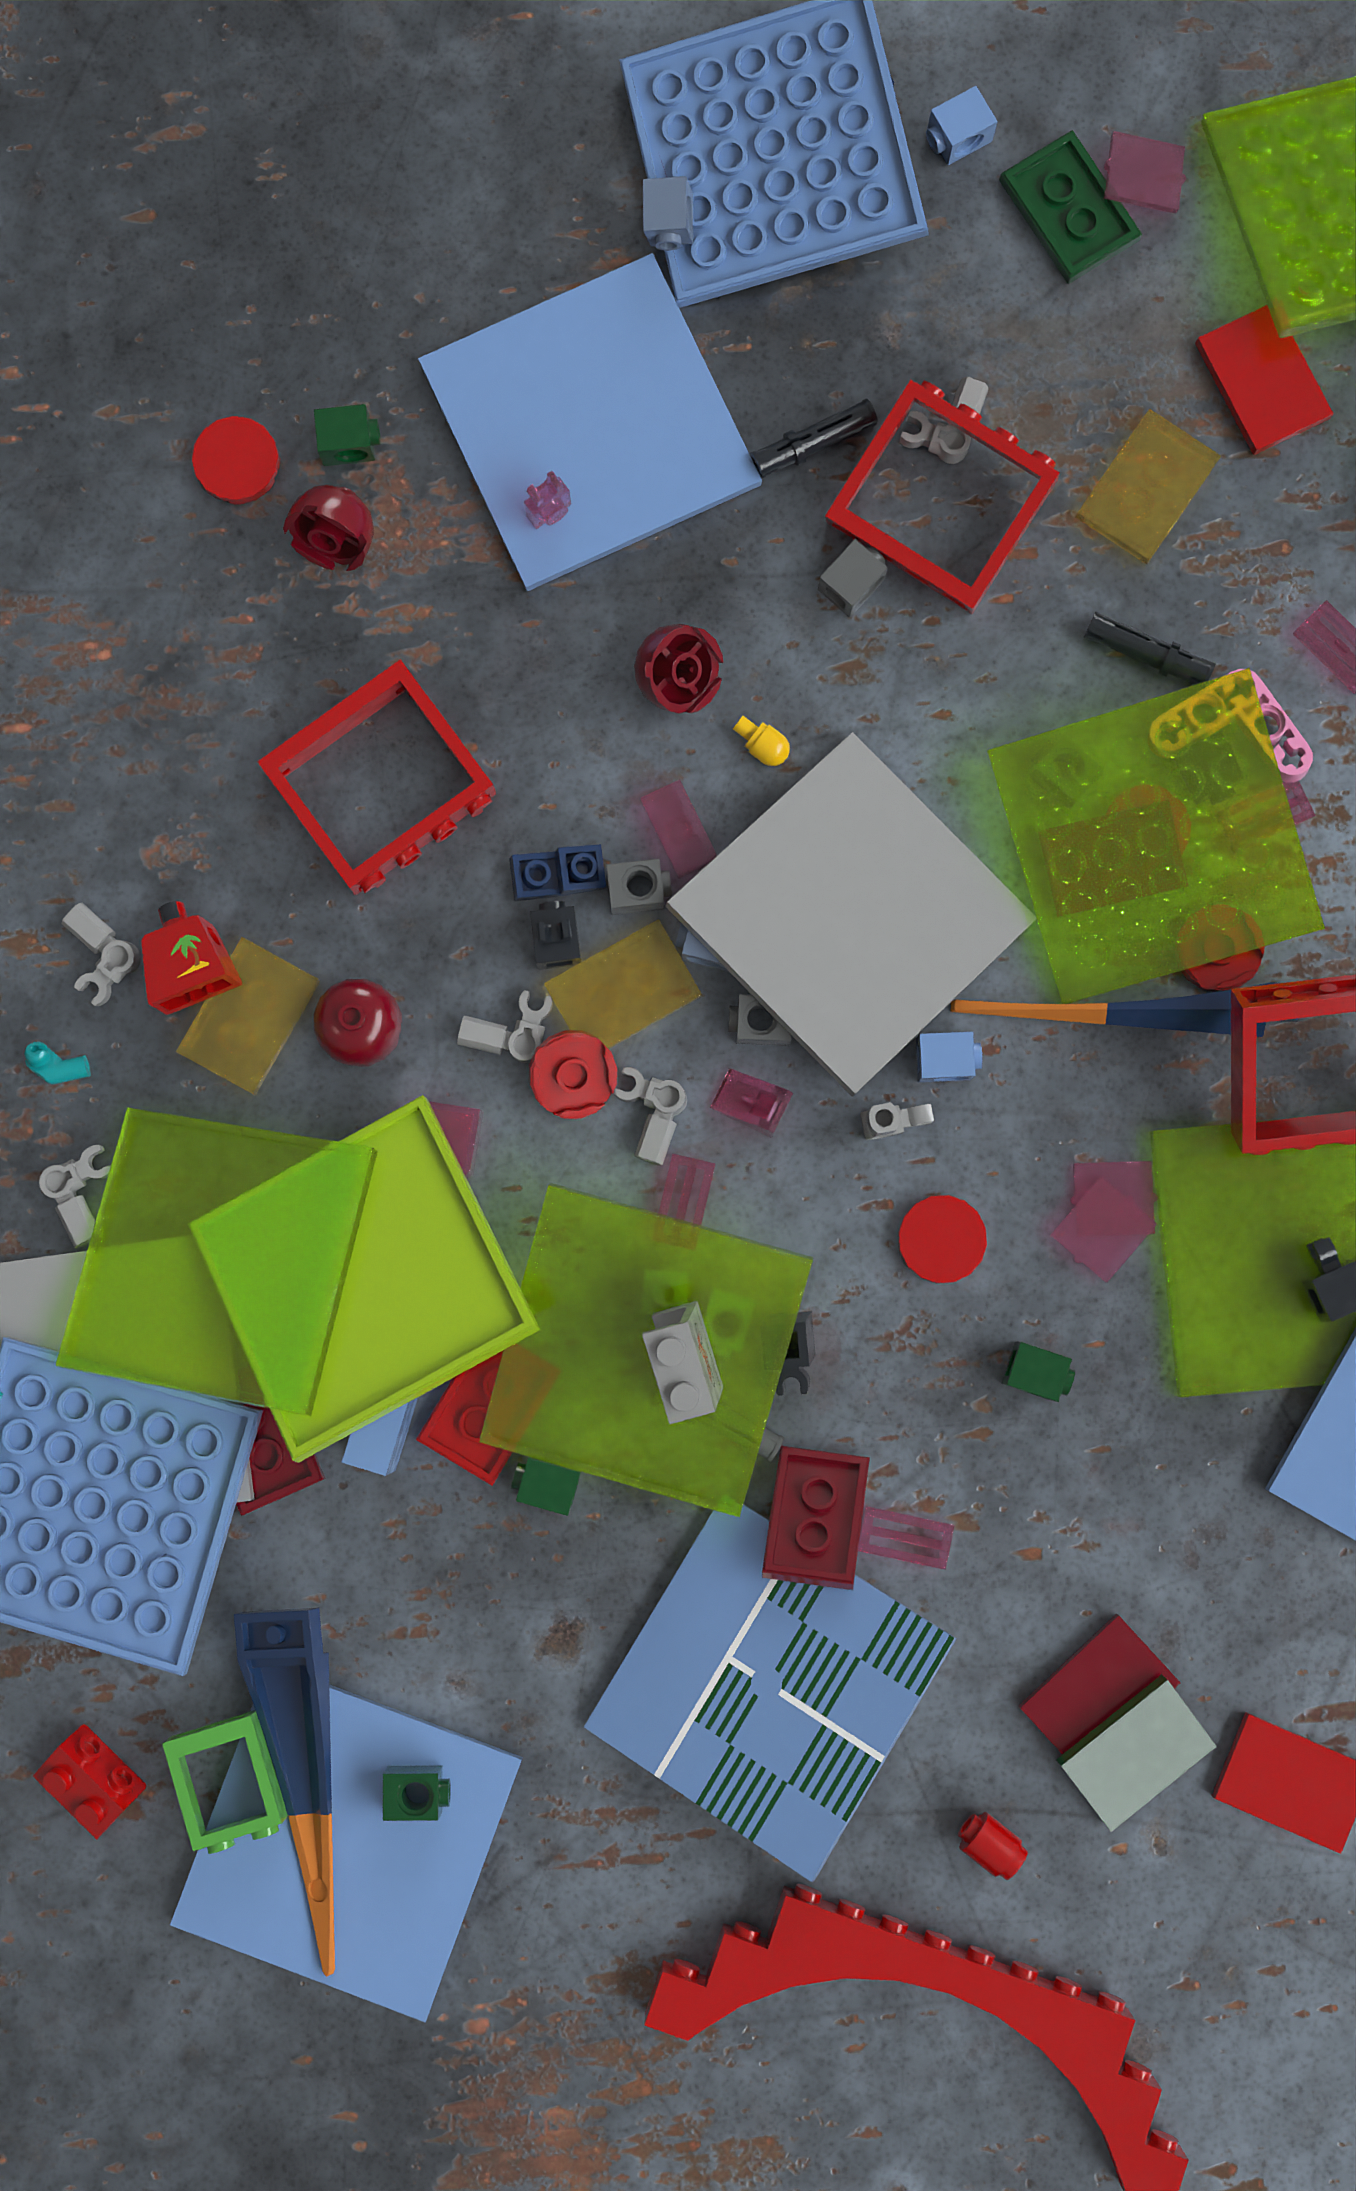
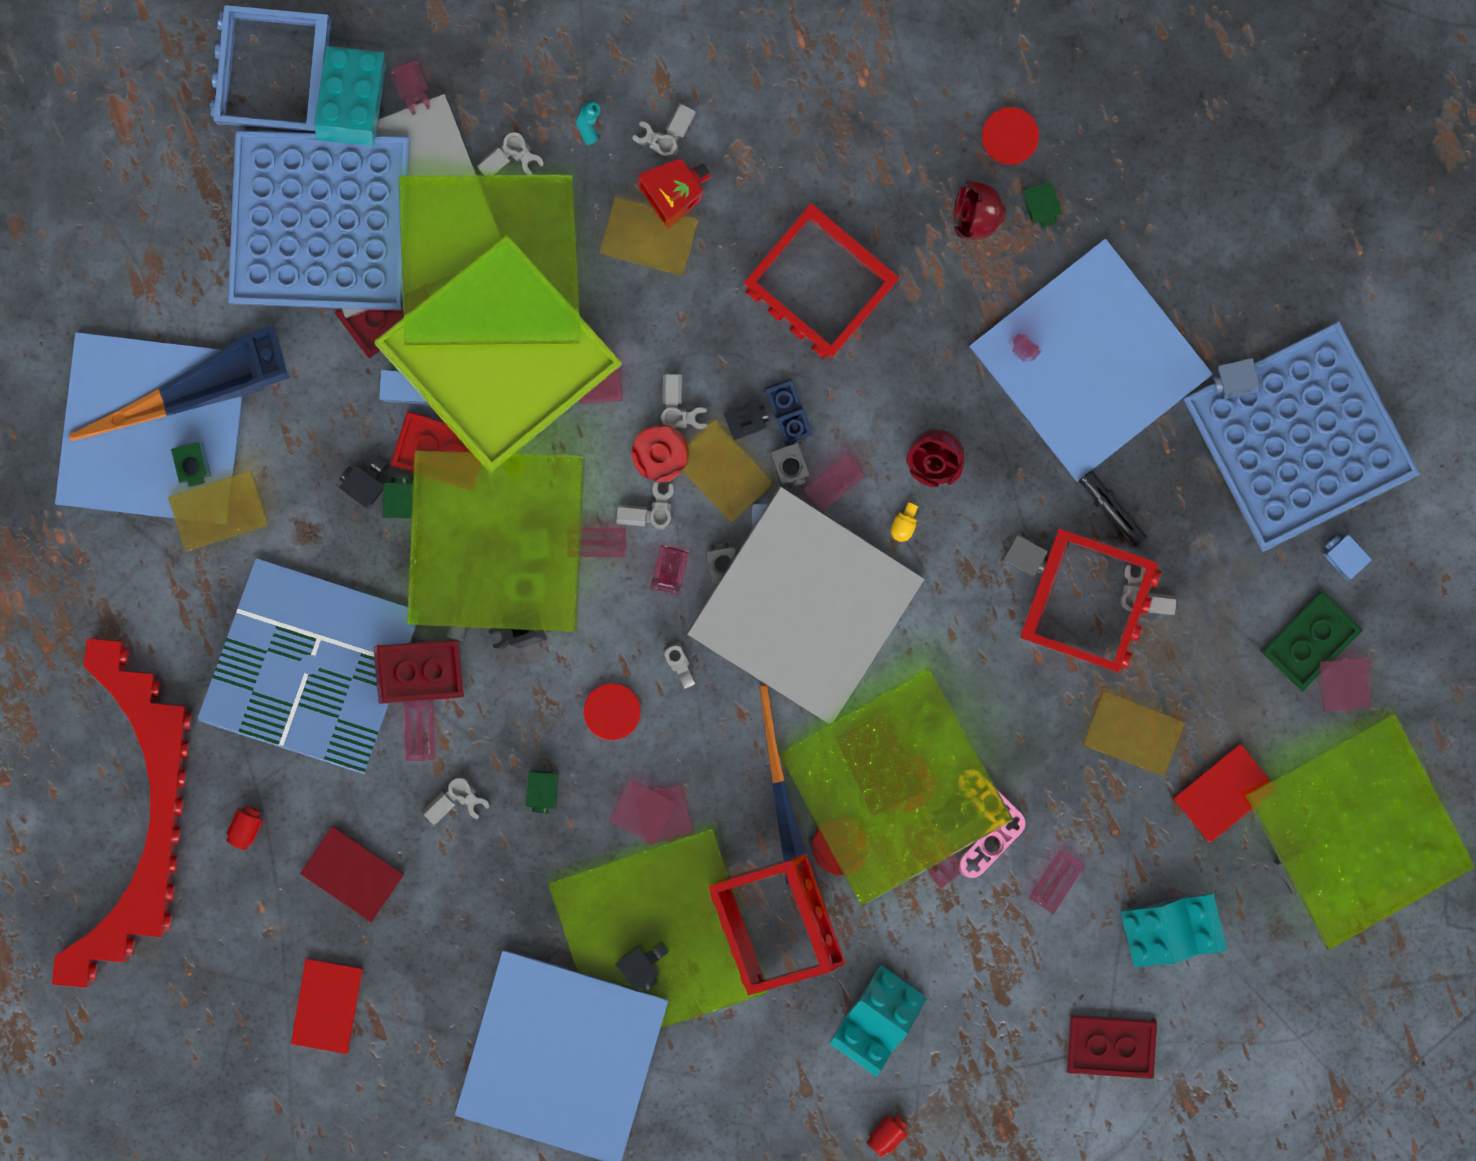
camera: 75 degrees right, 5 degrees up
(89, 1781) = (149, 260): red bracket -> none
(212, 1735) = (195, 329): bright green window -> none
(357, 1022) = (661, 307): dark red cylinder -> none
(498, 1768) = (218, 511): none -> clear yellow tile
(512, 1534) = (363, 484): none -> black brick
(683, 1363) = (491, 566): light grey panel -> none
(947, 1056) = (727, 688): medium blue brick -> none
(1007, 1500) = (458, 789): none -> light grey bar
(1136, 1753) = (321, 904): tile -> none
(1155, 652) = (1023, 761): black pin -> none

